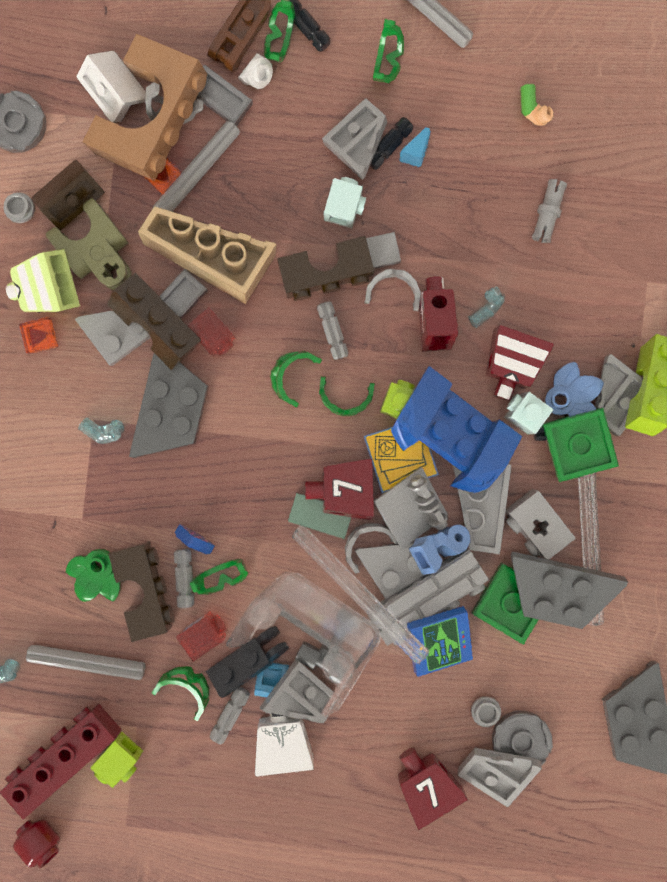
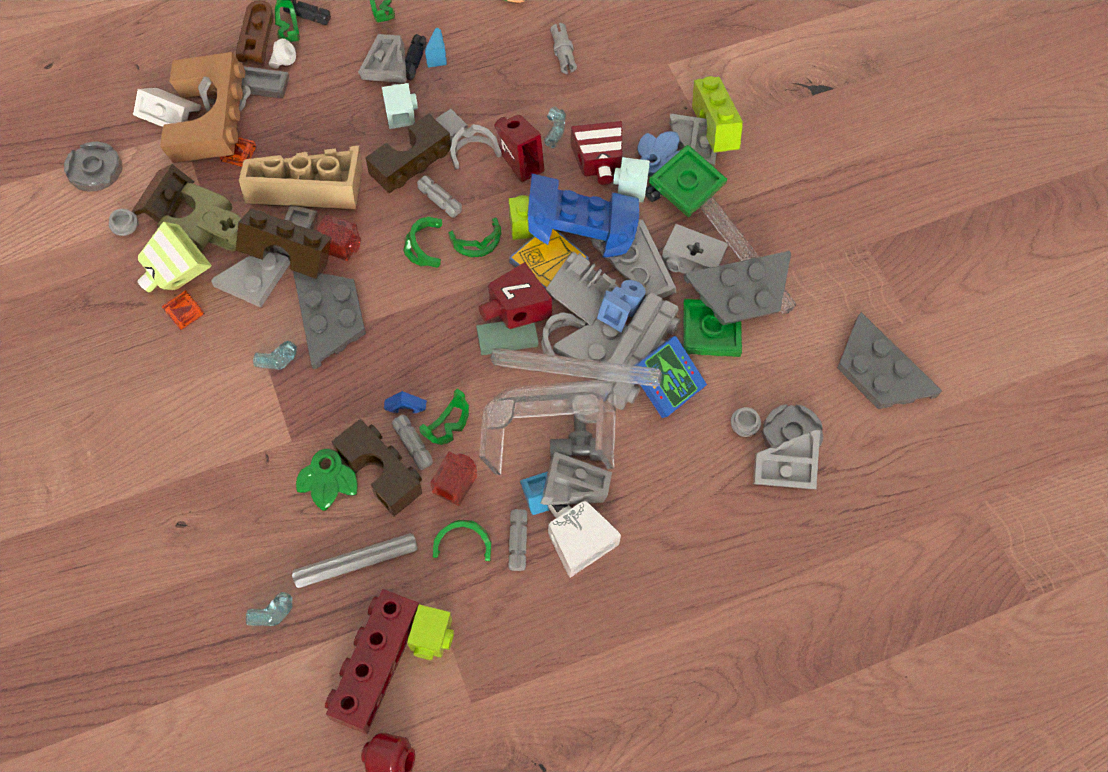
camera: 30 degrees left, 25 degrees down
(198, 167) = (269, 125): light grey axle -> none
(245, 663) = (508, 482): black hinge -> none
(428, 787) = (734, 507): dark red torso -> none

